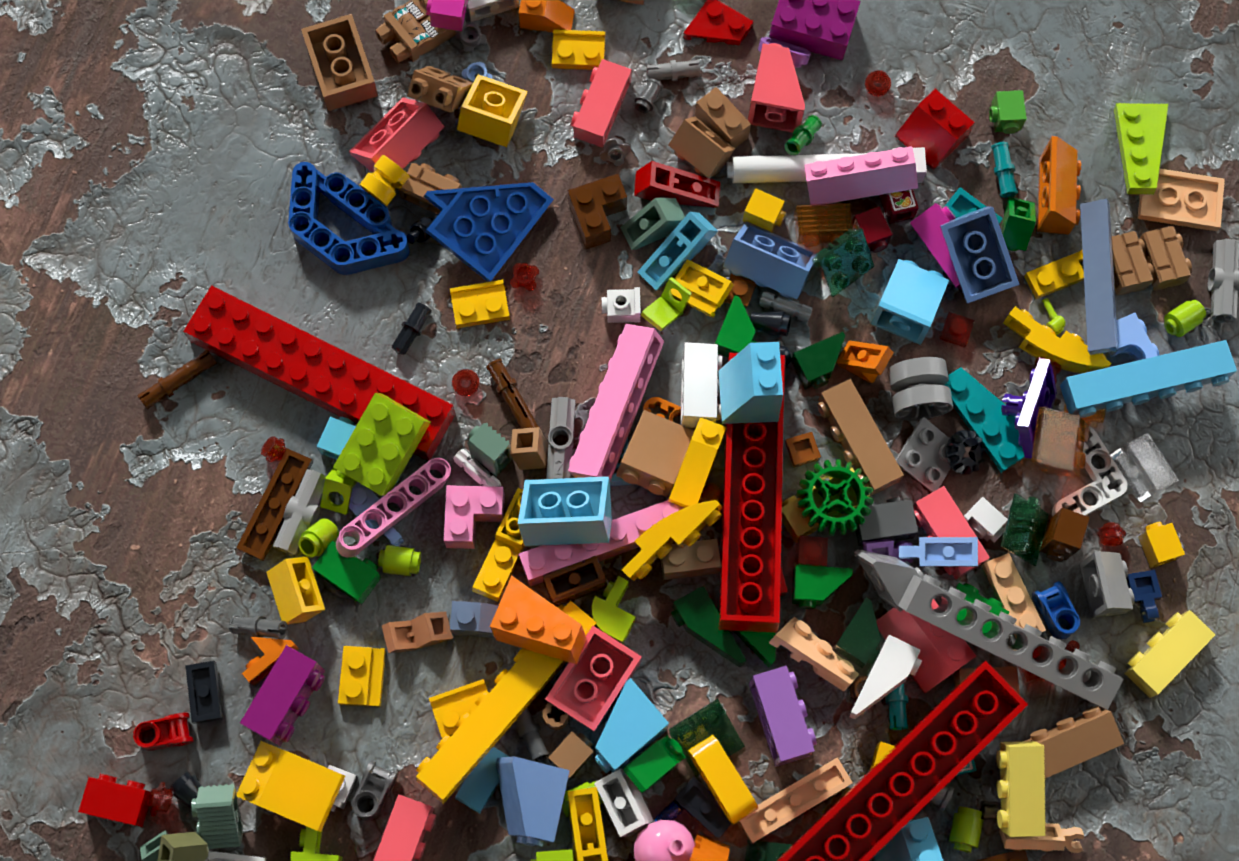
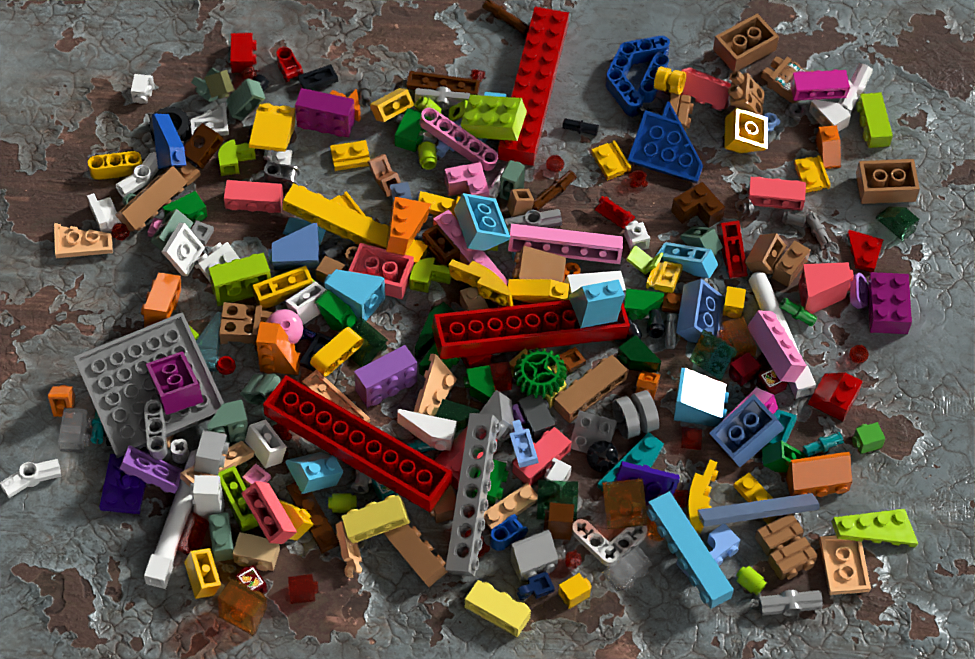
camera: 75 degrees right, 15 degrees down
(573, 324) = (614, 212): none -> red hinge
(1057, 322) = (717, 500): lime hand -> none

